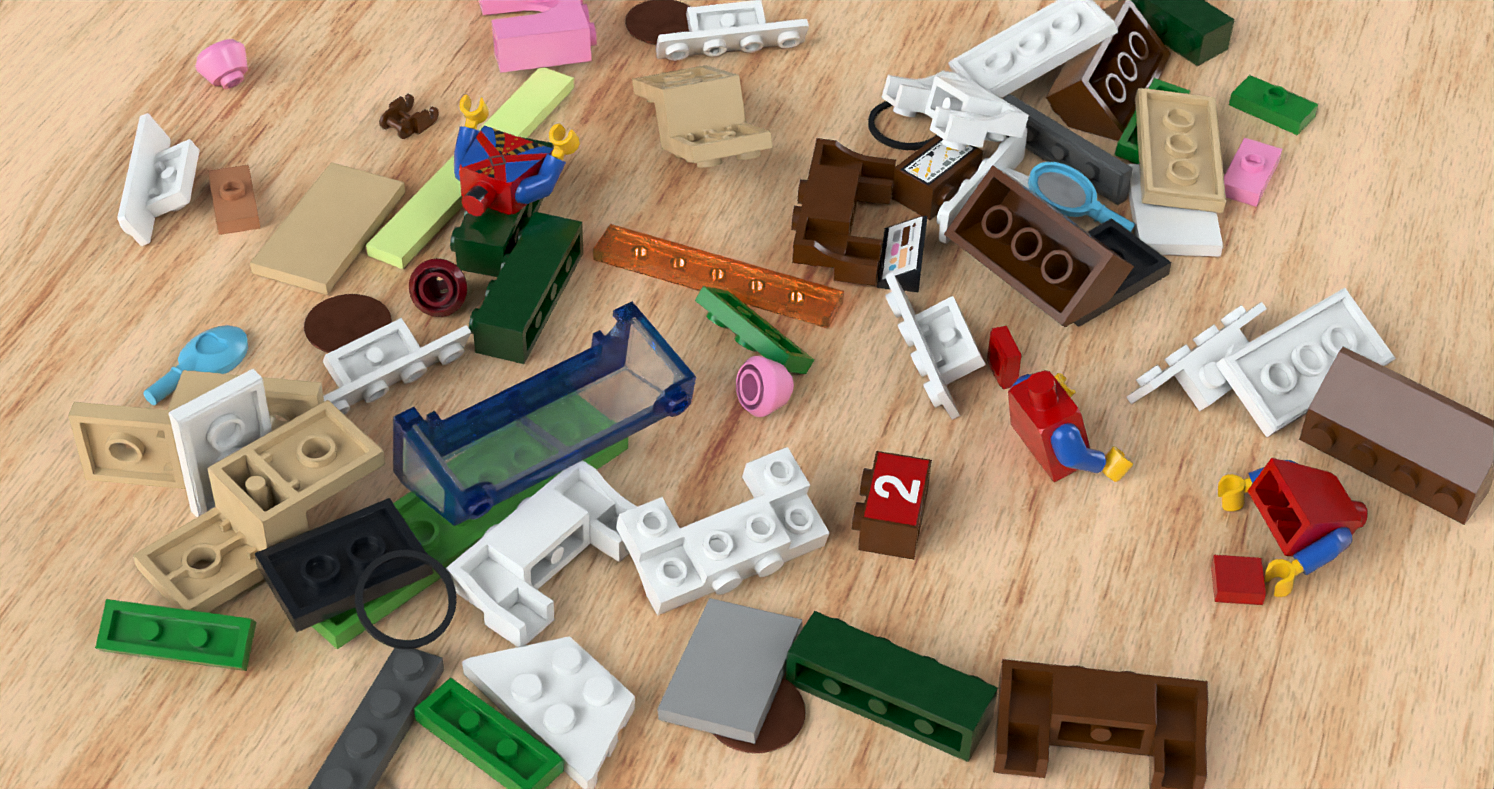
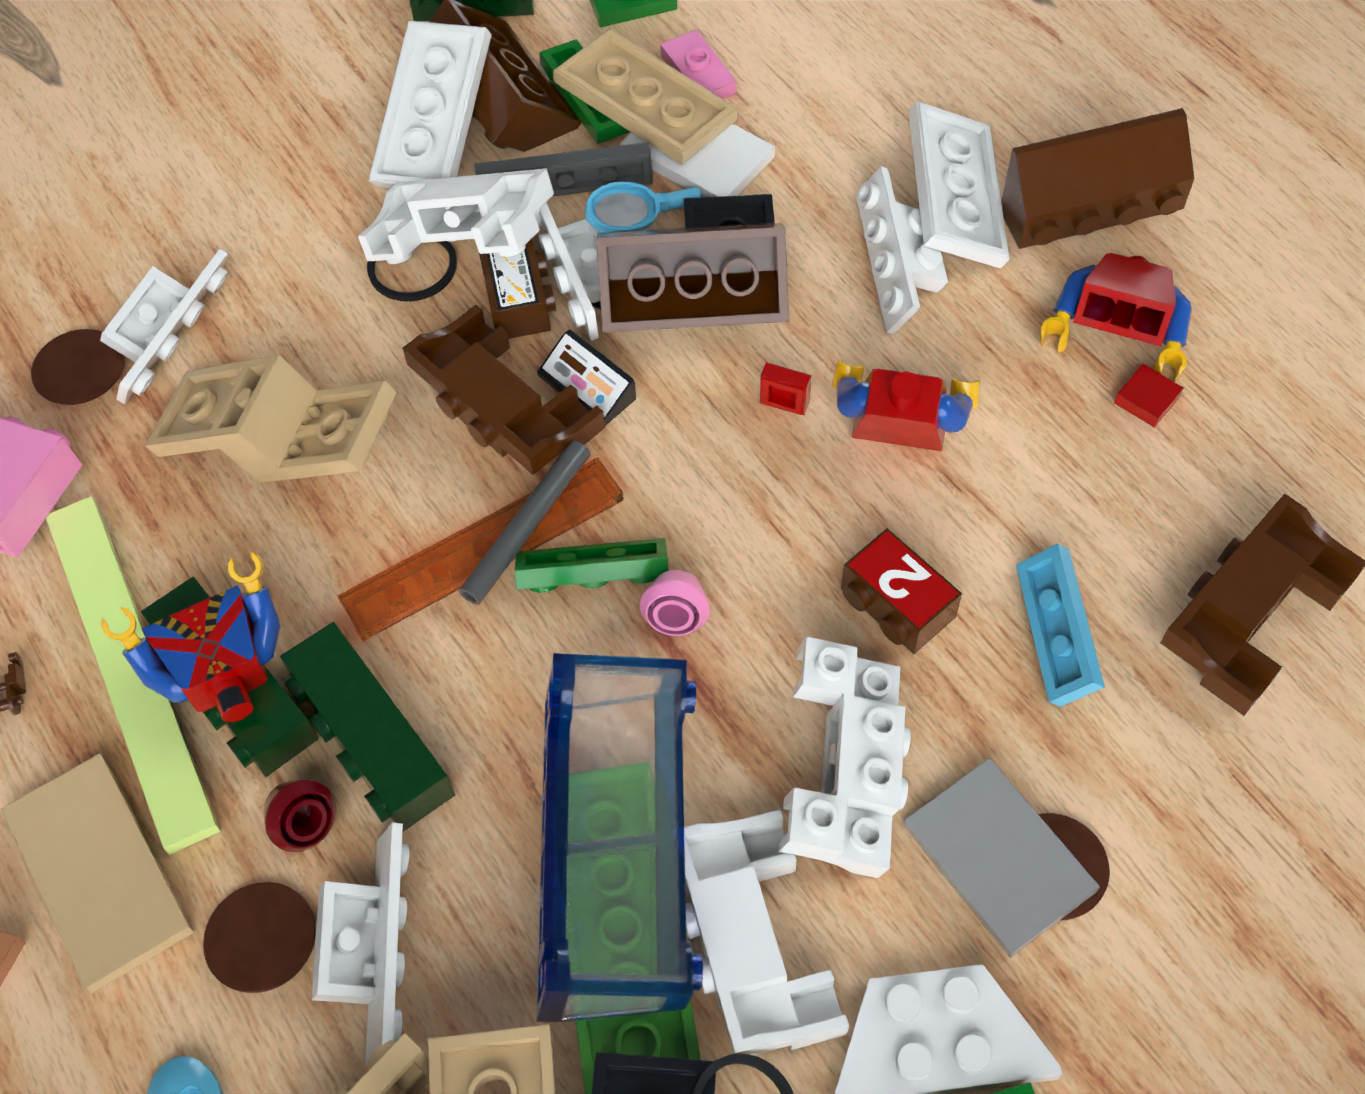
camera: 50 degrees left, 15 degrees up
(752, 277) = (524, 523): none -> dark grey piece
(891, 685) = (1110, 733): dark green brick -> none
(941, 340) = (727, 421): white bracket -> none
(961, 610) = (1059, 626): none -> medium azure plate

